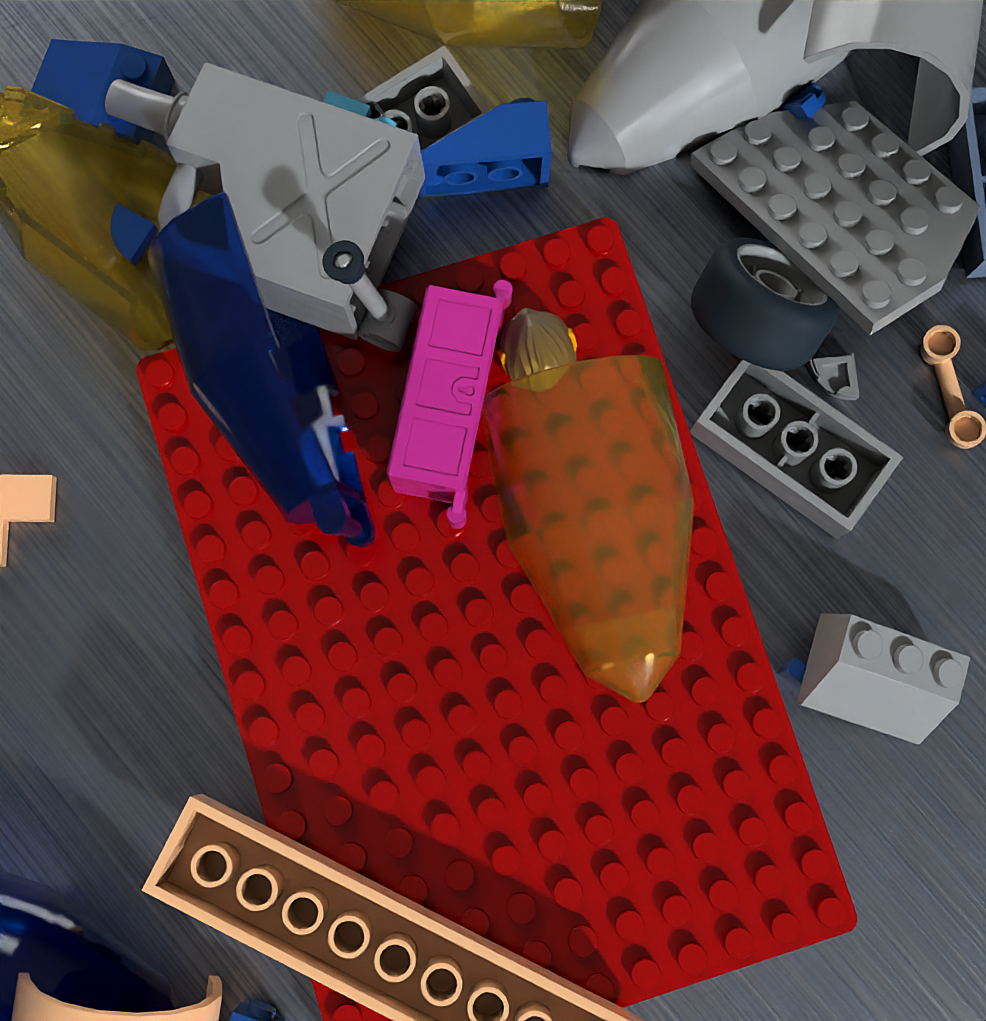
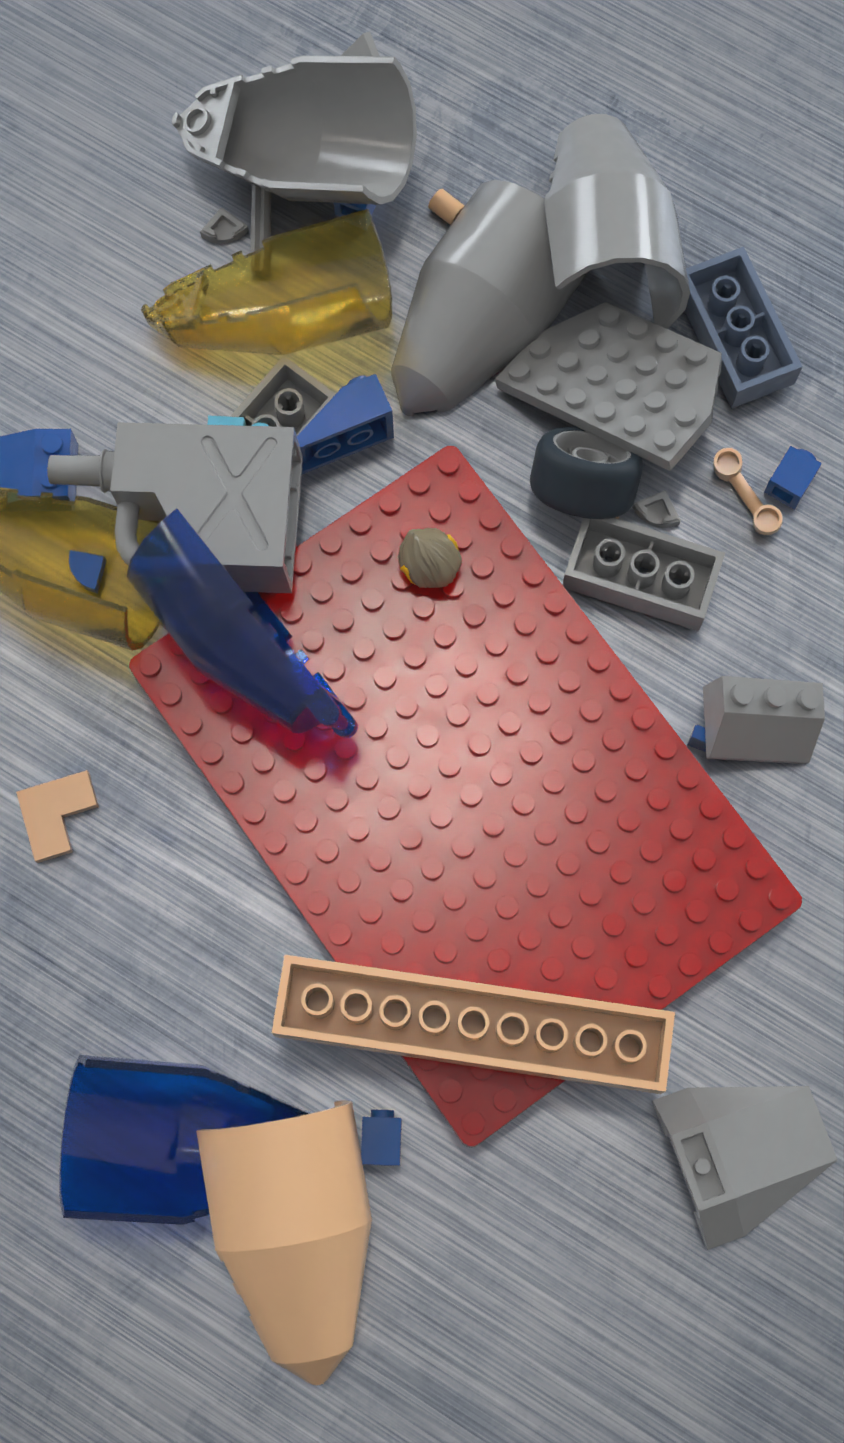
camera: 15 degrees left, 5 degrees down
(387, 312) = (310, 565): light grey piece -> none
(446, 395) = (376, 611): dark pink container -> none
(598, 510) = (512, 659): clear yellow windscreen -> none
(805, 102) = (568, 314): blue tile -> none

